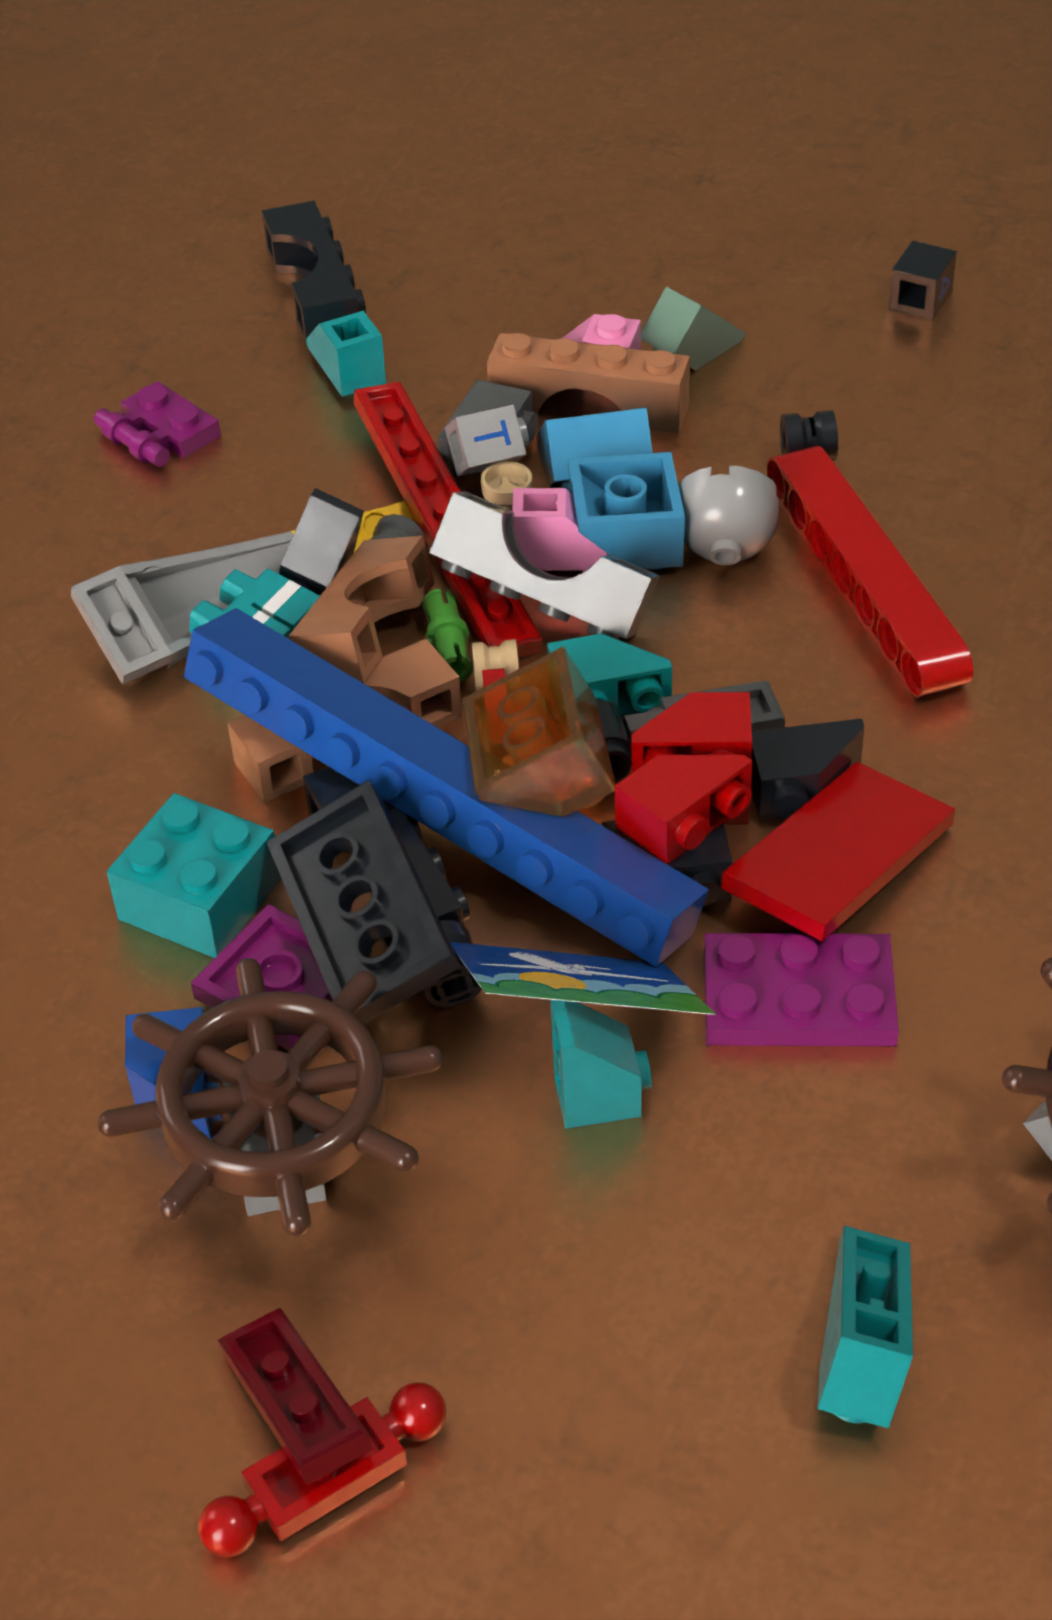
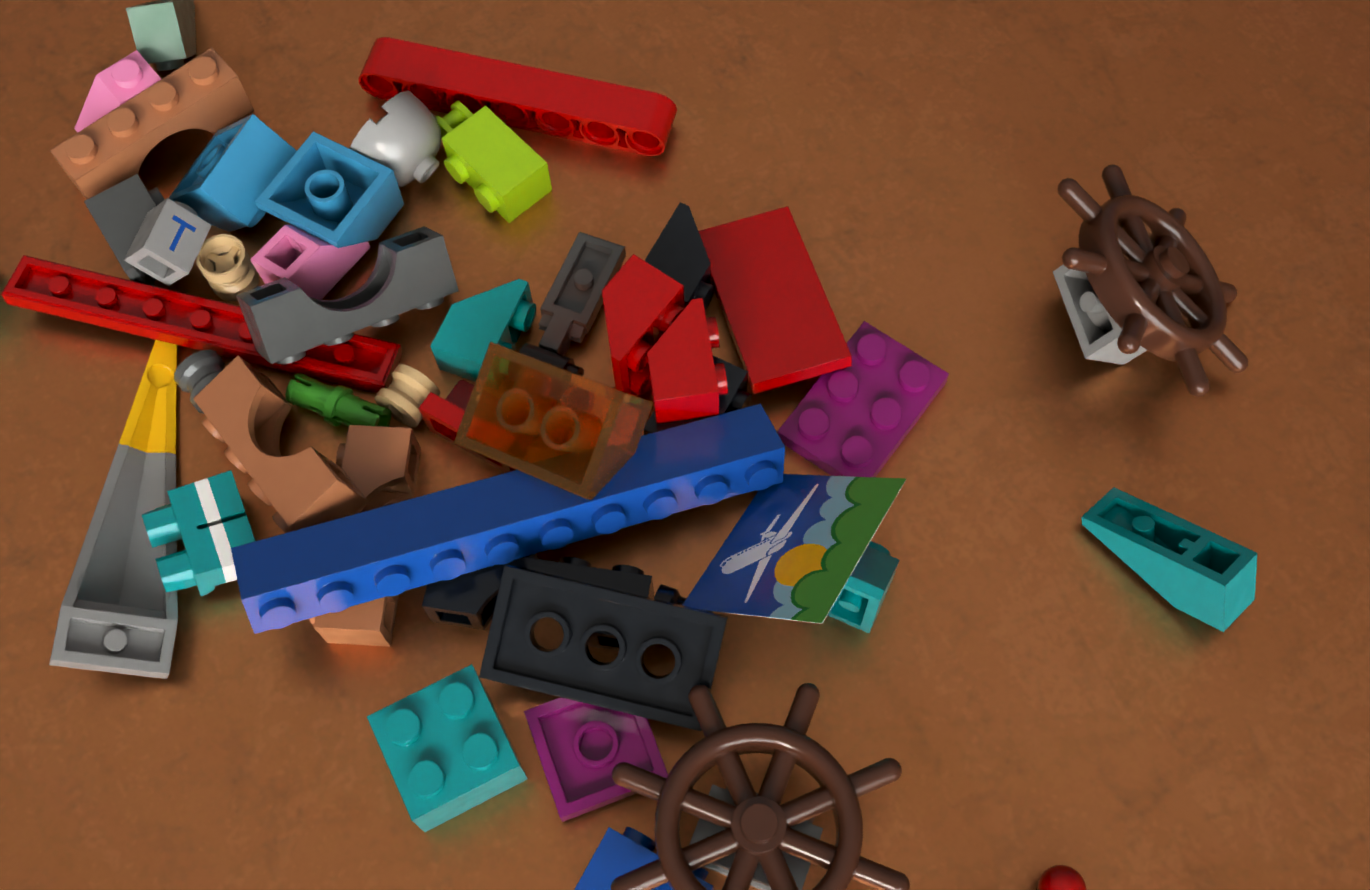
camera: 55 degrees left, 20 degrees up
(321, 542) = (182, 437): slope -> none
(777, 590) = (493, 161): none -> lime brick
(806, 432) = (354, 36): black wheel -> none

